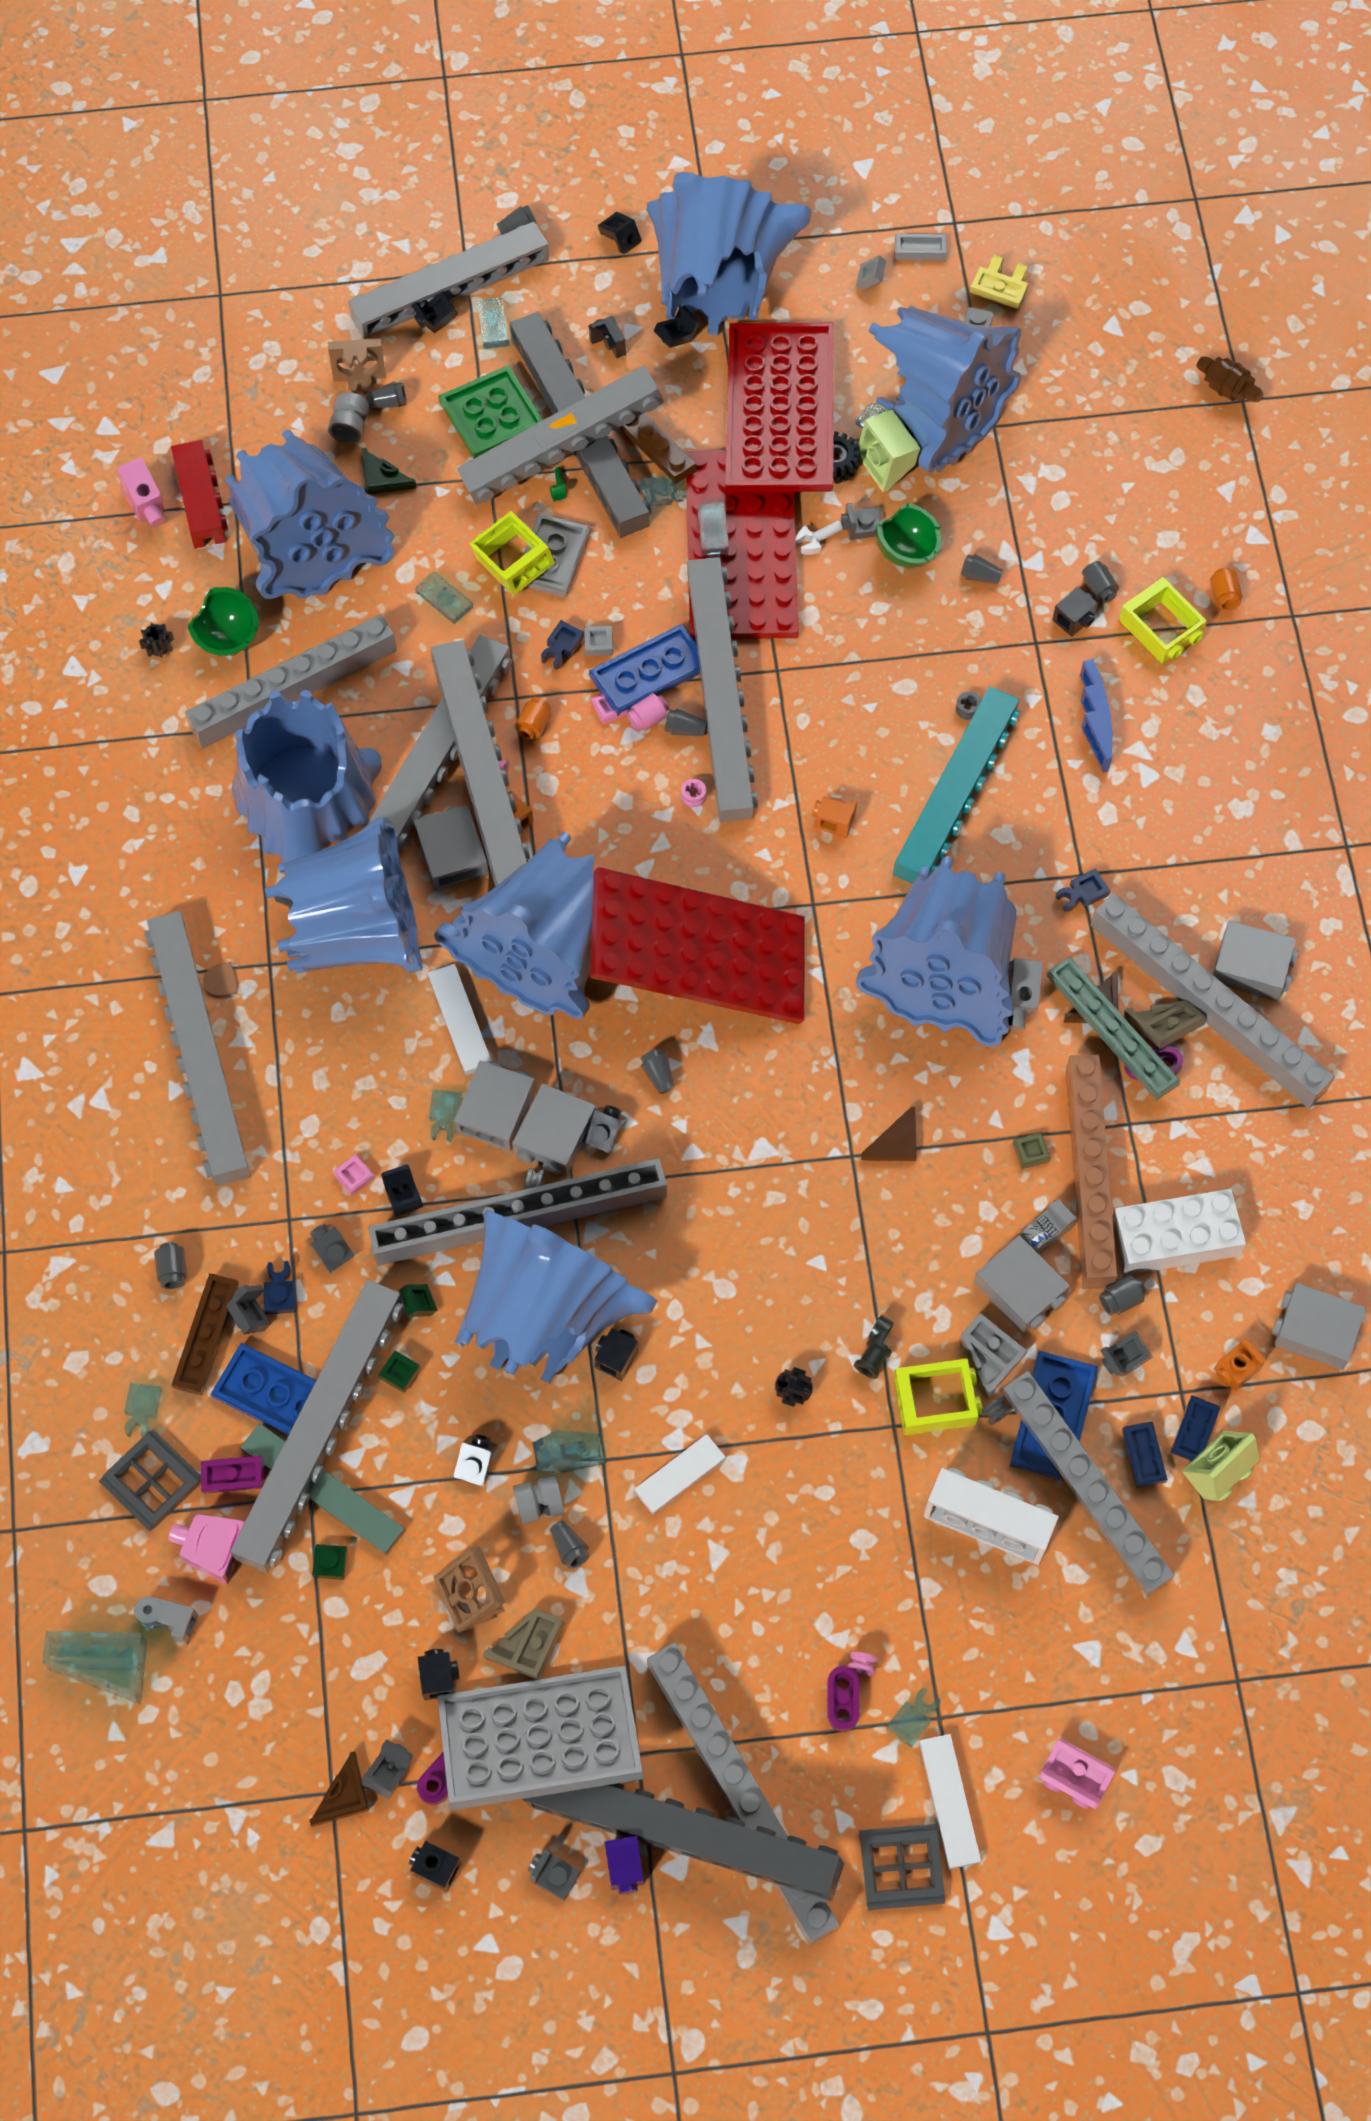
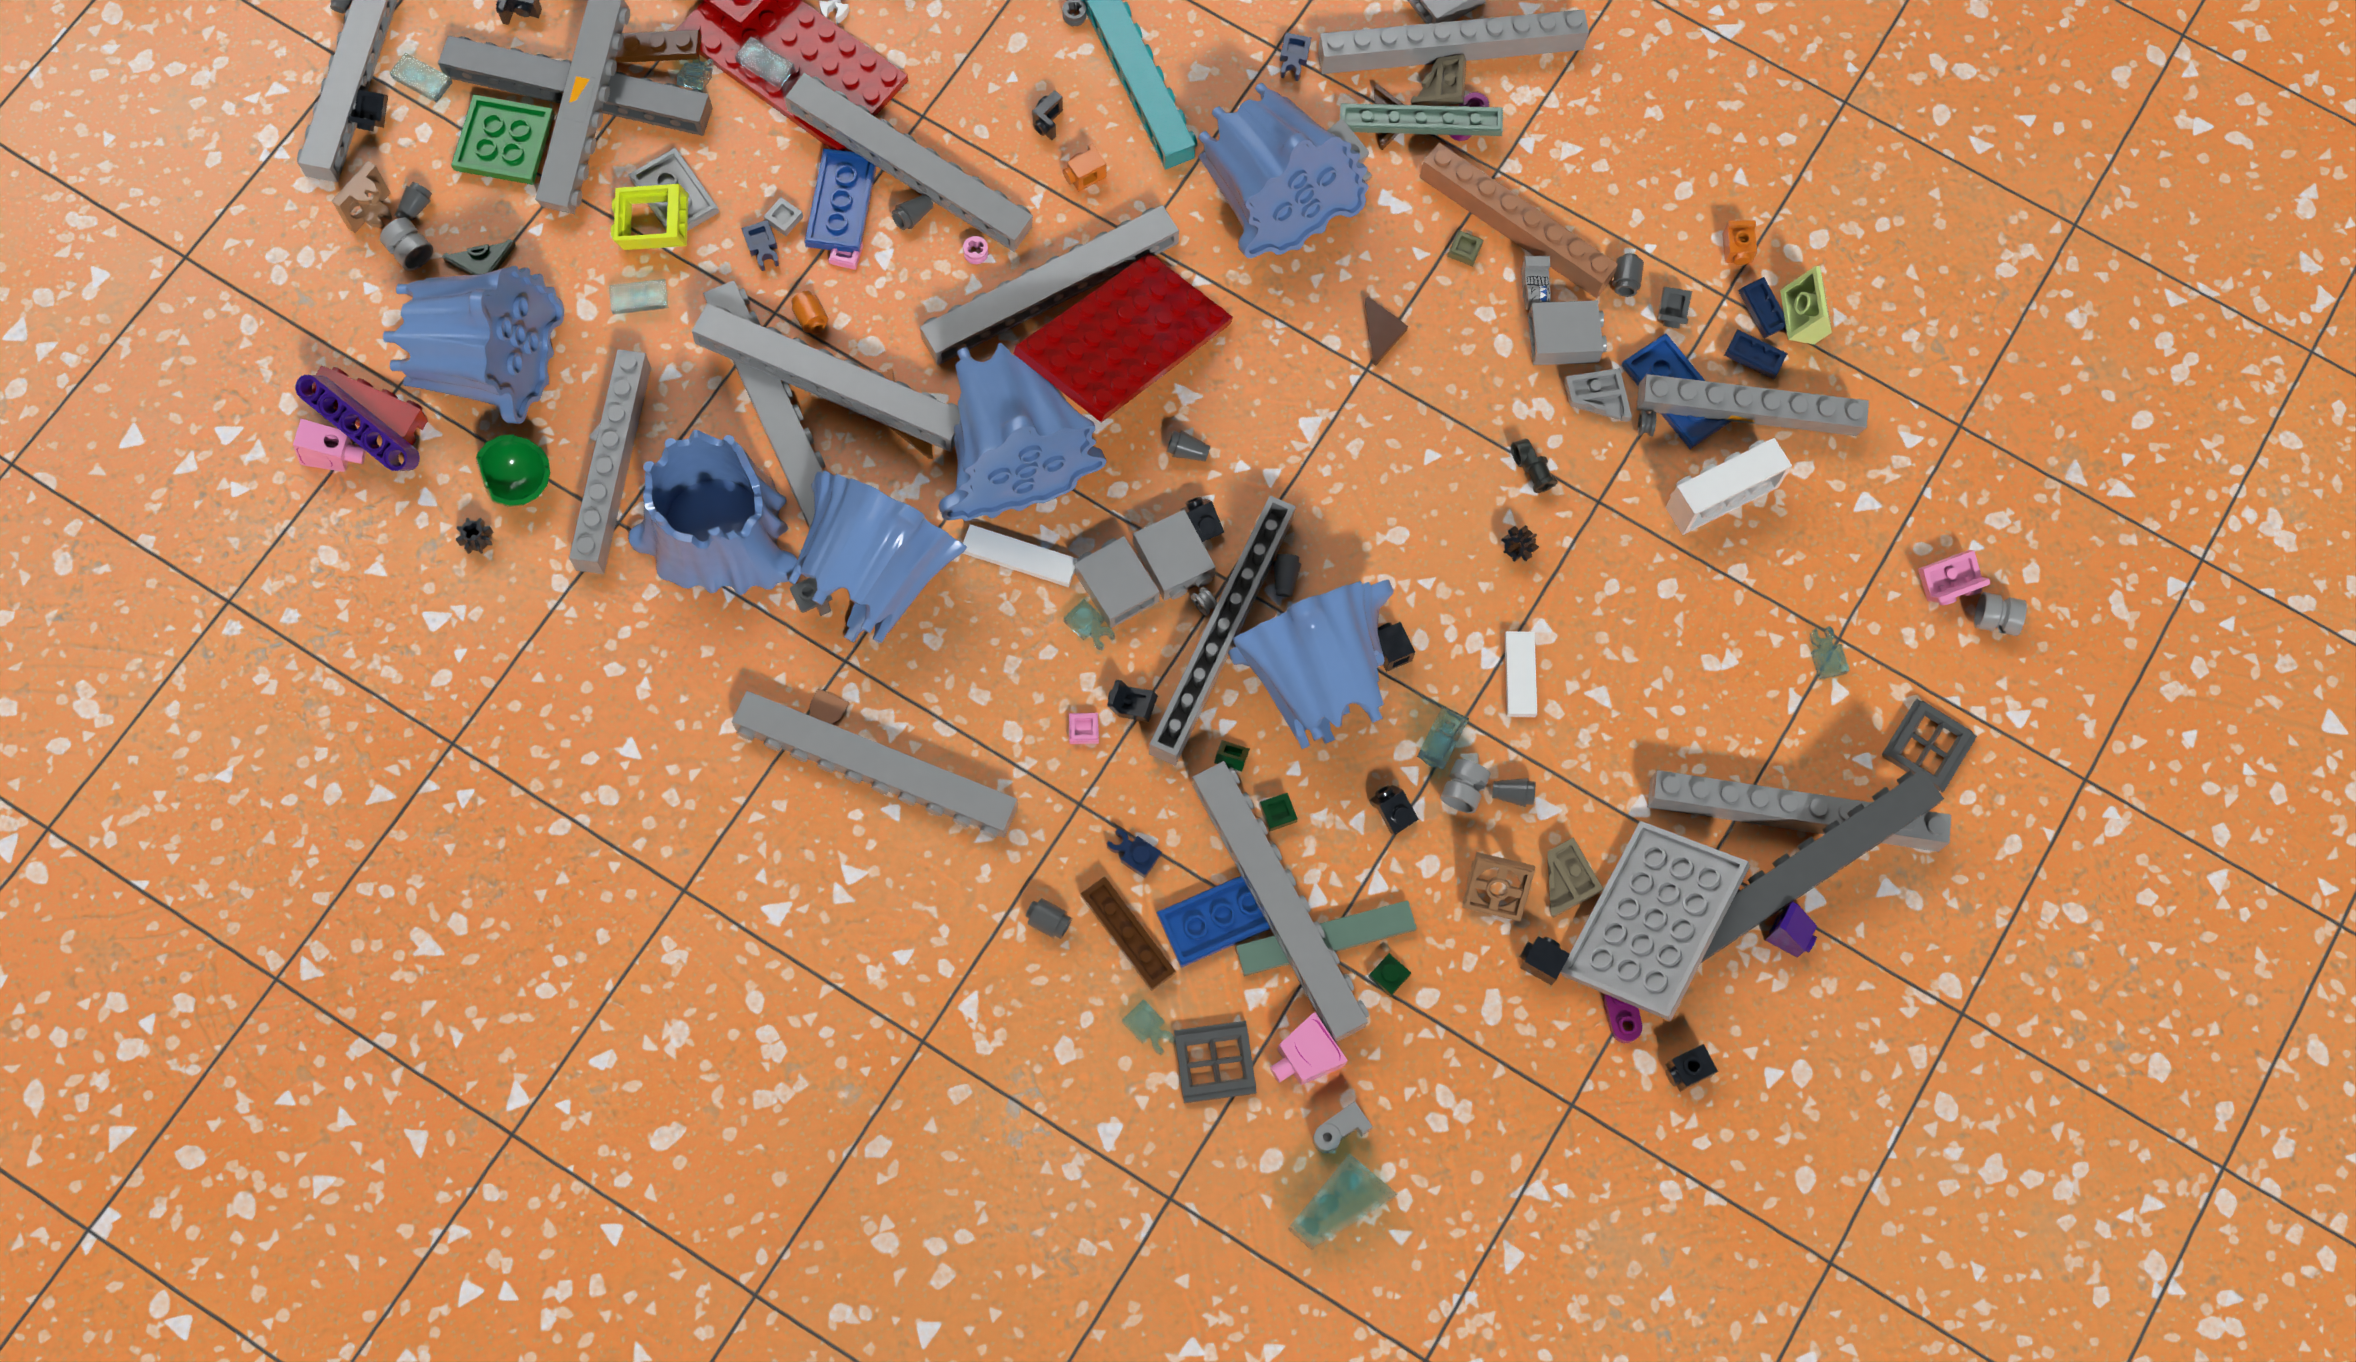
camera: 55 degrees left, 5 degrees up
(172, 495) = (345, 419): none -> dark purple beam
(232, 1474) = (1263, 995): magenta plate -> none
(246, 1310) = (1136, 889): dark grey bracket -> none
(329, 1246) = (1131, 788): dark grey bracket -> none
(345, 1795) = (1582, 1095): reddish brown tile -> none
(388, 1769) = (1590, 1048): dark grey bracket -> none
(451, 847) = (867, 452): light grey brick -> none
(553, 1874) = (1757, 989): dark grey bracket -> none
(558, 491) = (620, 143): green hand -> none
(610, 1226) = (1286, 574): none -> dark grey cone
(648, 712) = (879, 229): bright pink brick -> none
(709, 865) = (1049, 284): none -> light grey brick
(843, 1699) = (1780, 688): magenta plate -> none
(858, 751) = (1047, 110): none -> bracket
(863, 1663) = (1764, 657): bright pink bush -> none
(915, 1425) = (1593, 477): neon yellow window -> none
(949, 1801) = (1906, 677): white tile -> none
(1074, 1835) = (1995, 613): none -> light grey wheel
(1178, 1232) = (1613, 198): white brick -> none
(1318, 1326) = (1753, 170): light grey brick -> none

